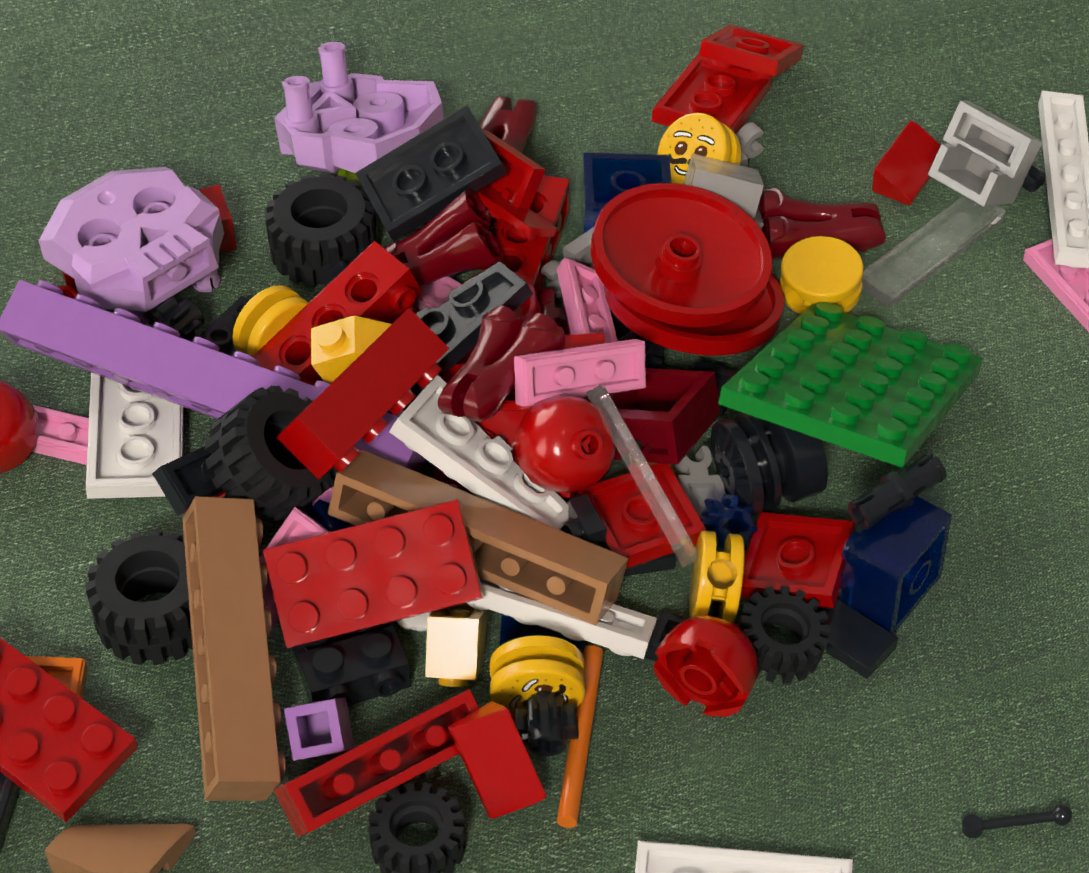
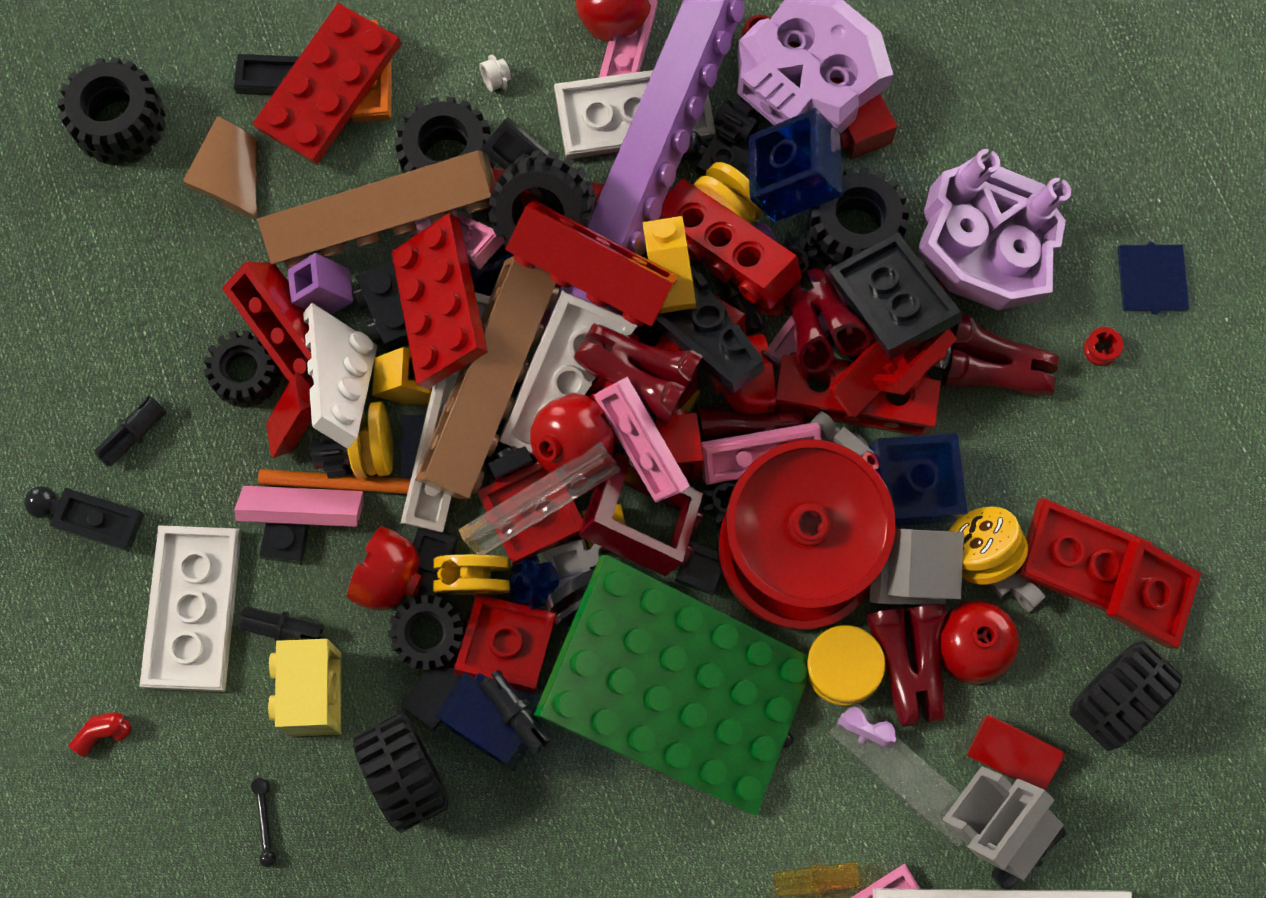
camera: 85 degrees right, 25 degrees up
(51, 555) = (495, 73): none -> white plate
(258, 246) = (795, 165): none -> clear blue brick
(416, 36) = (1153, 278): none -> clear blue piece
(454, 680) = (340, 372): none -> white wing
(487, 72) = (1106, 334): none -> red bush
(613, 769) = (299, 506): none -> bright pink tile
(654, 794) = (284, 542): none -> black plate
(771, 792) = (278, 626): none -> black axle
(800, 171) = (963, 652): none -> red cylinder
(857, 739) = (306, 687): none -> light yellow brick
(858, 64) = (1126, 695): none -> black tyre
(884, 266) = (880, 733): none -> lavender piece
(959, 639) = (400, 772): none -> black tyre
(1046, 313) = (817, 879): none -> clear yellow axle

